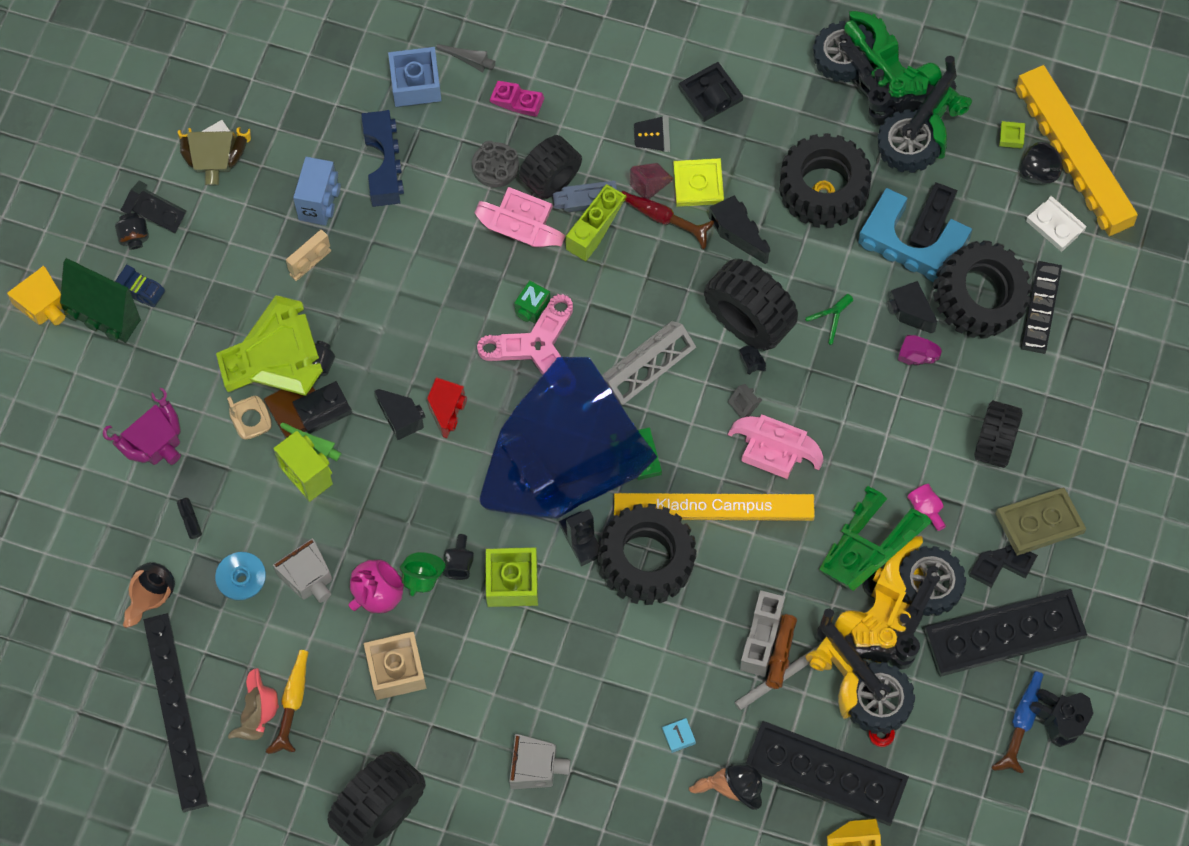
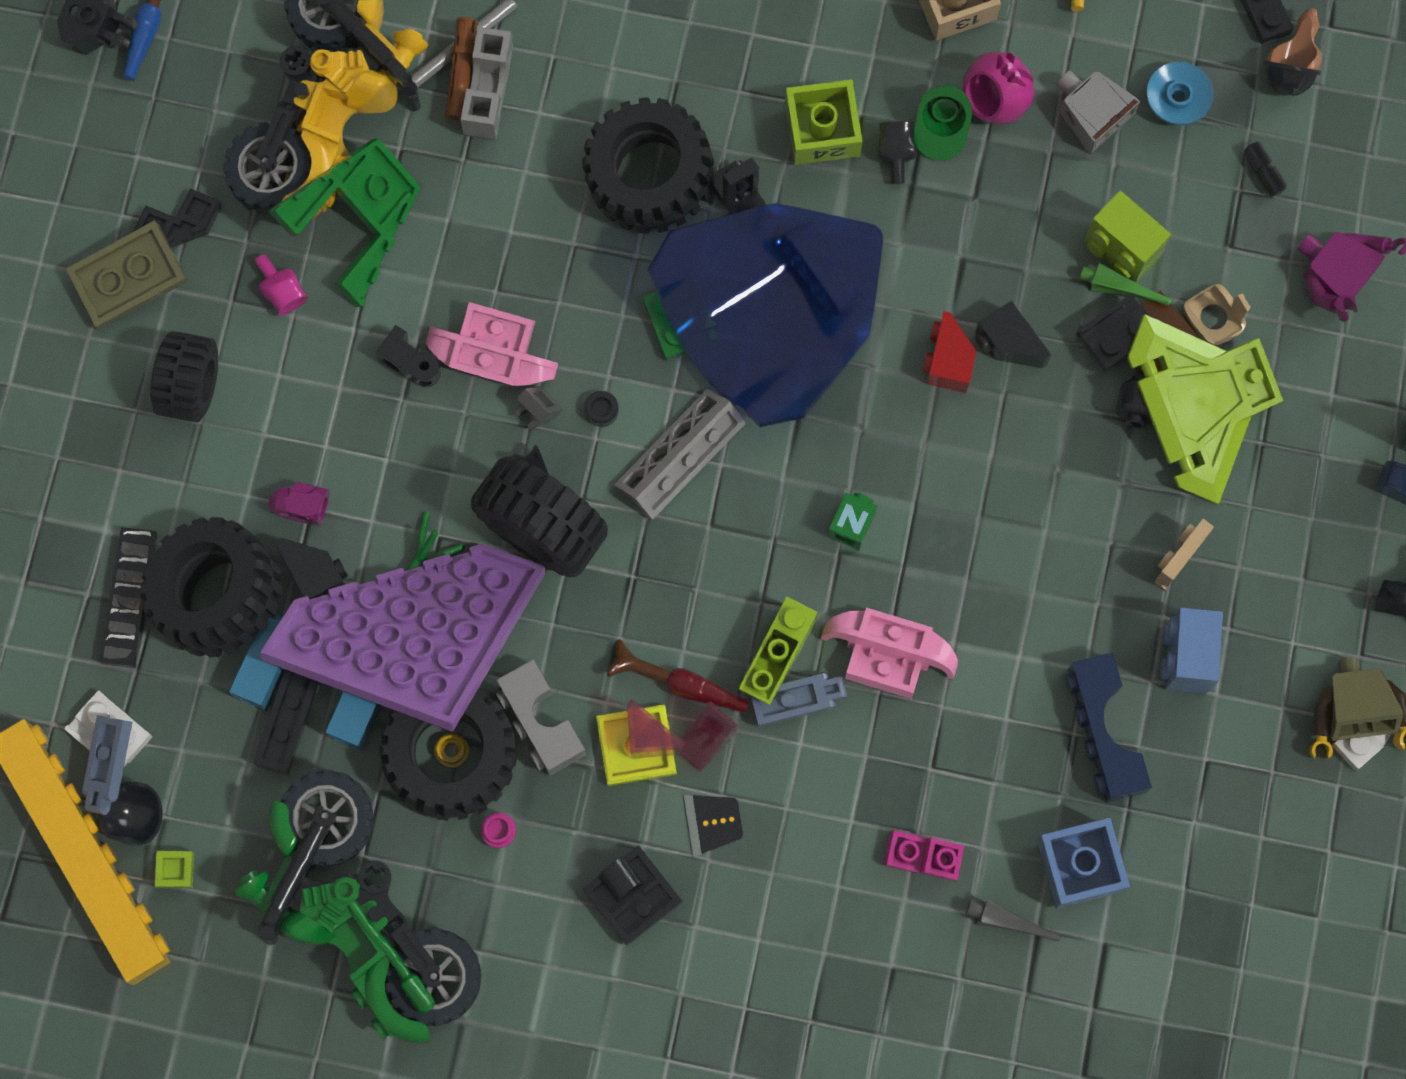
camera: 170 degrees right, 10 degrees up
(495, 164) = (939, 742): dark grey tile -> none
(522, 345) = (861, 456): bright pink piece -> none
(550, 166) = (855, 721): black tyre -> none
(687, 175) = (649, 736): none -> clear pink slope
(699, 399) = (601, 408): none -> black tile
(724, 506) = (545, 260): yellow tile -> none
(735, 227) = (577, 672): black slope -> none
(754, 182) = (553, 746): none -> light grey arch
(793, 136) = (498, 830): none -> dark pink plate
(836, 442) = (403, 358): none -> black leg
(849, 244) = (410, 635): none -> medium lavender plate
(1005, 632) = (169, 126): black plate -> none
(1056, 194) = (105, 763): none -> sand blue hinge

